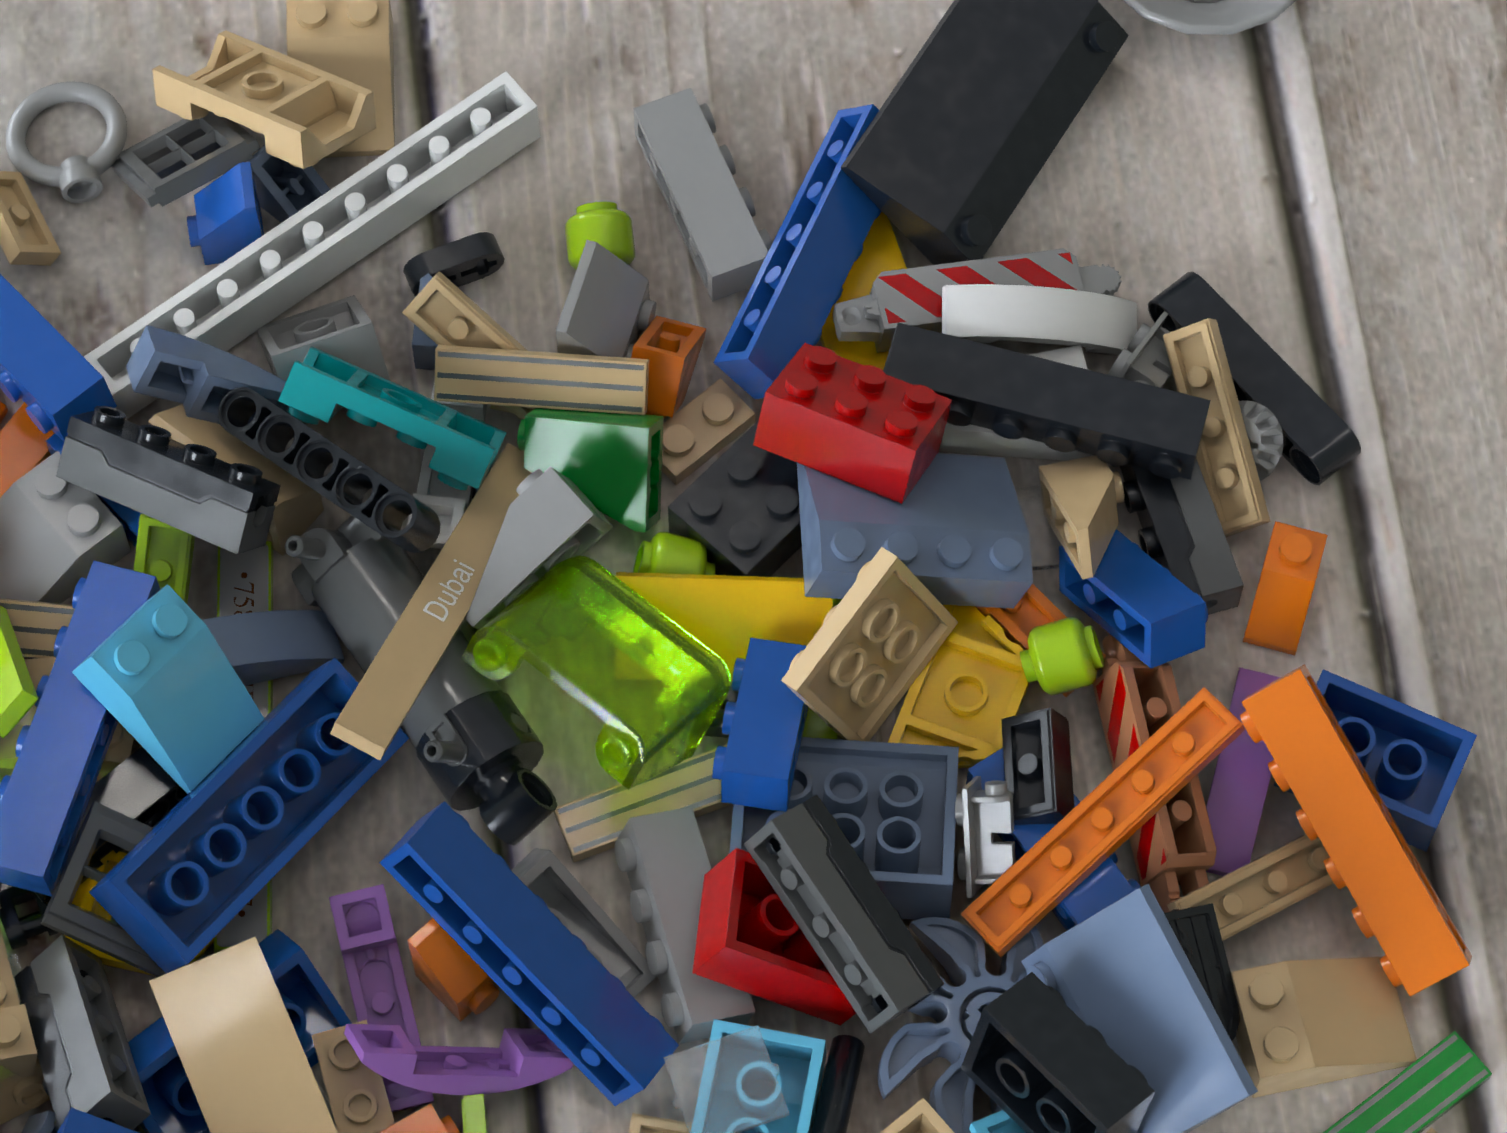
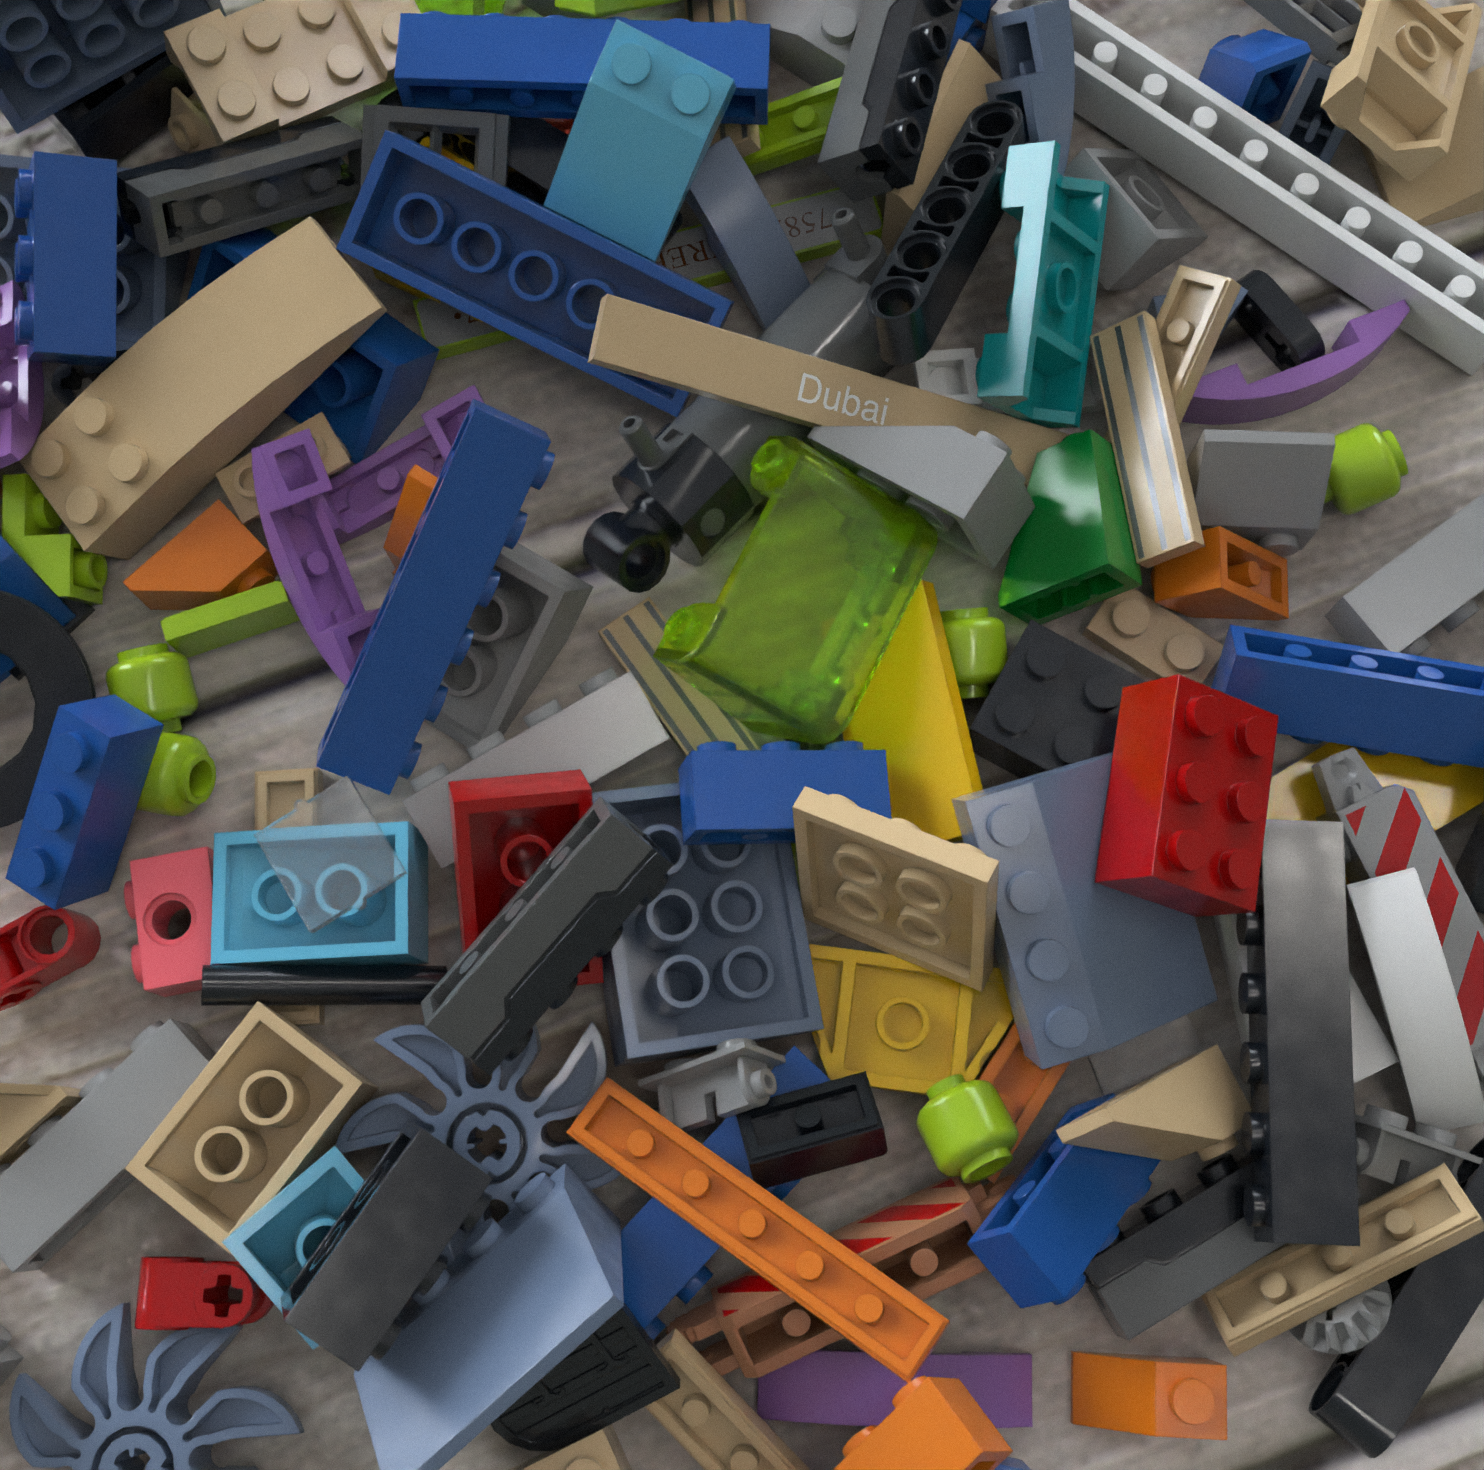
camera: 80 degrees right, 10 degrees up
(498, 213) = (1228, 399): none -> medium lavender slope

